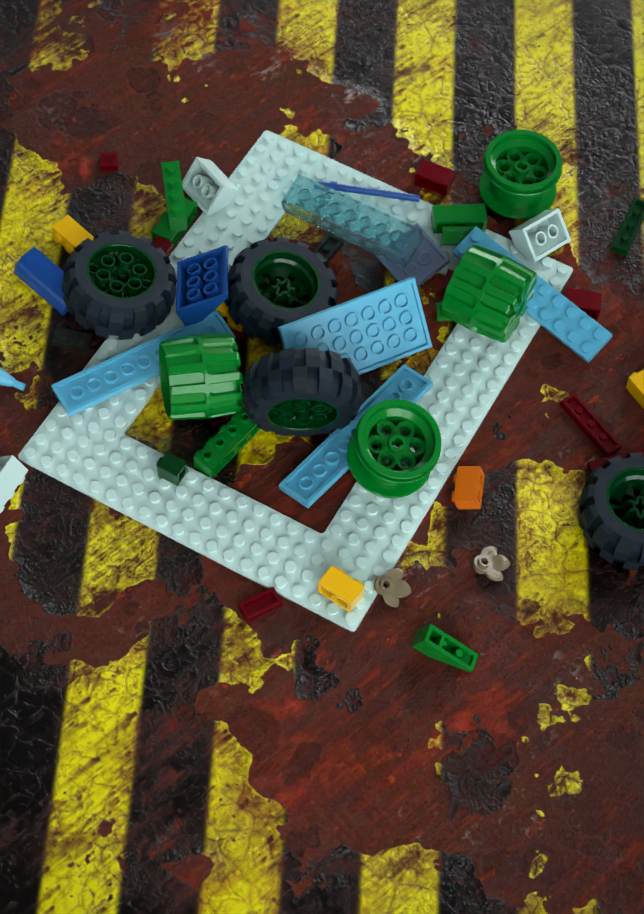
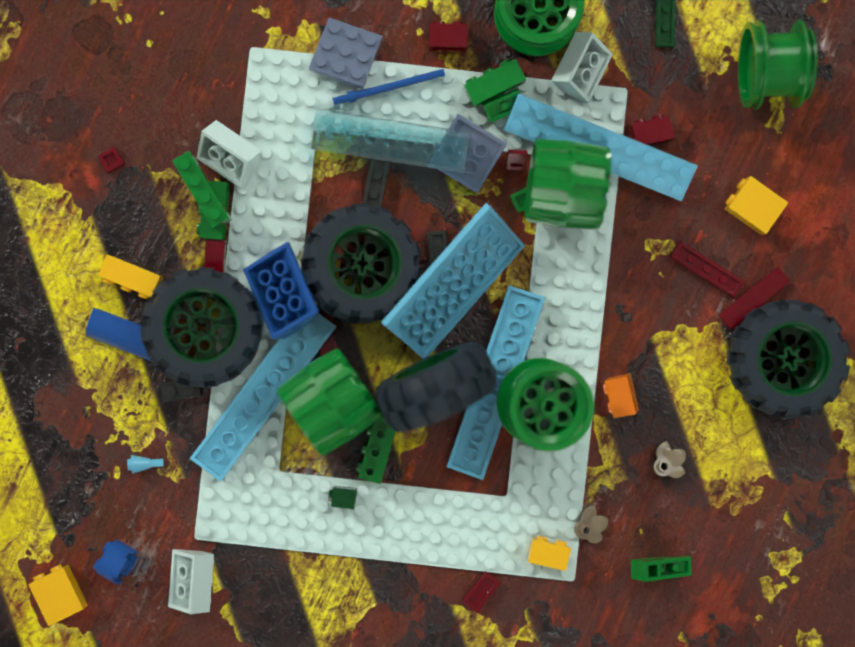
camera: 20 degrees left, 30 degrees up
(343, 158) = (345, 53): none -> sand blue plate

